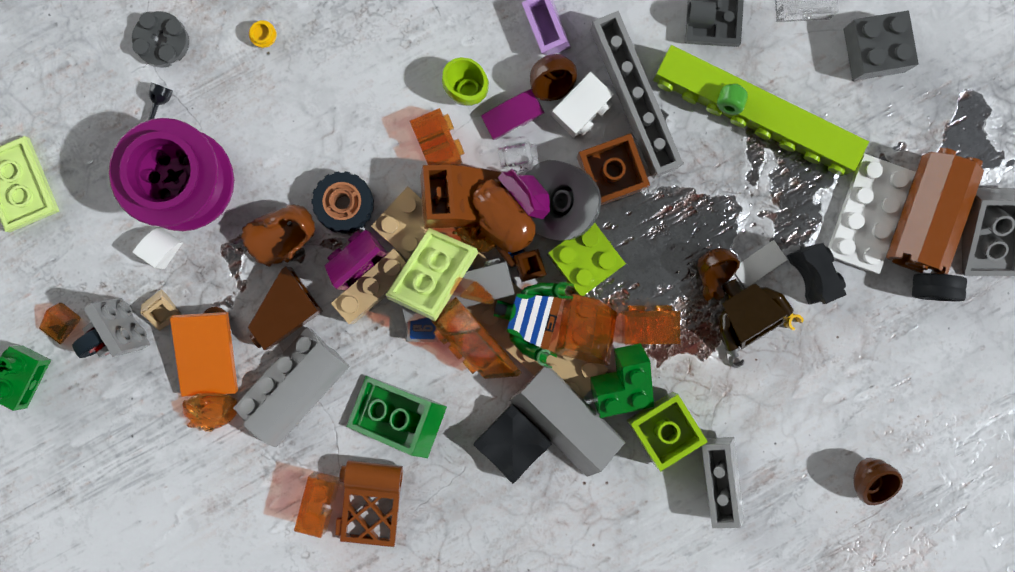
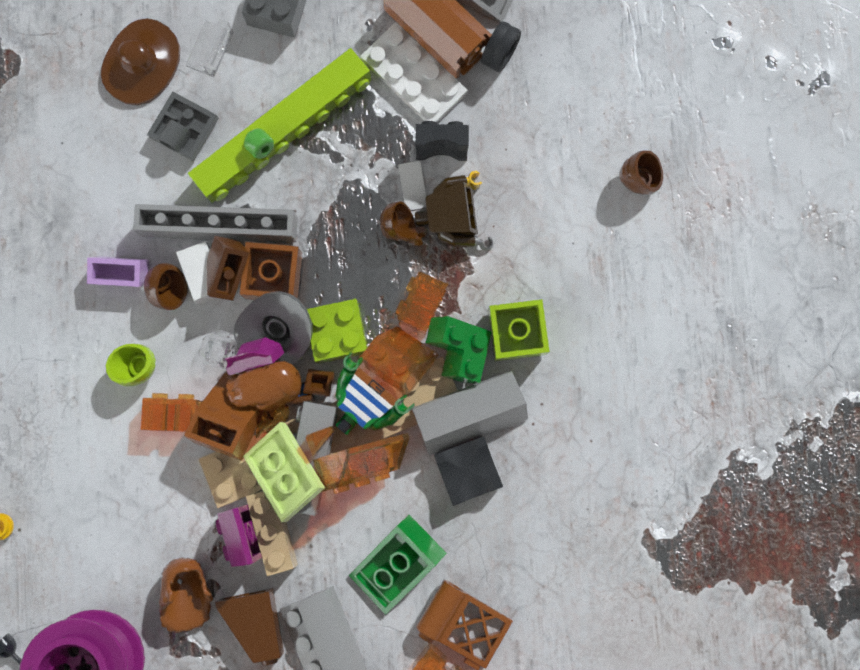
camera: 65 degrees left, 5 degrees down
(337, 186) = (168, 519): black wheel -> none
(421, 331) = (331, 505): slope -> none
(512, 114) = (180, 336): magenta slope -> none
(597, 126) = (225, 267): none -> reddish brown slope
(723, 482) = (585, 302): light grey brick -> none

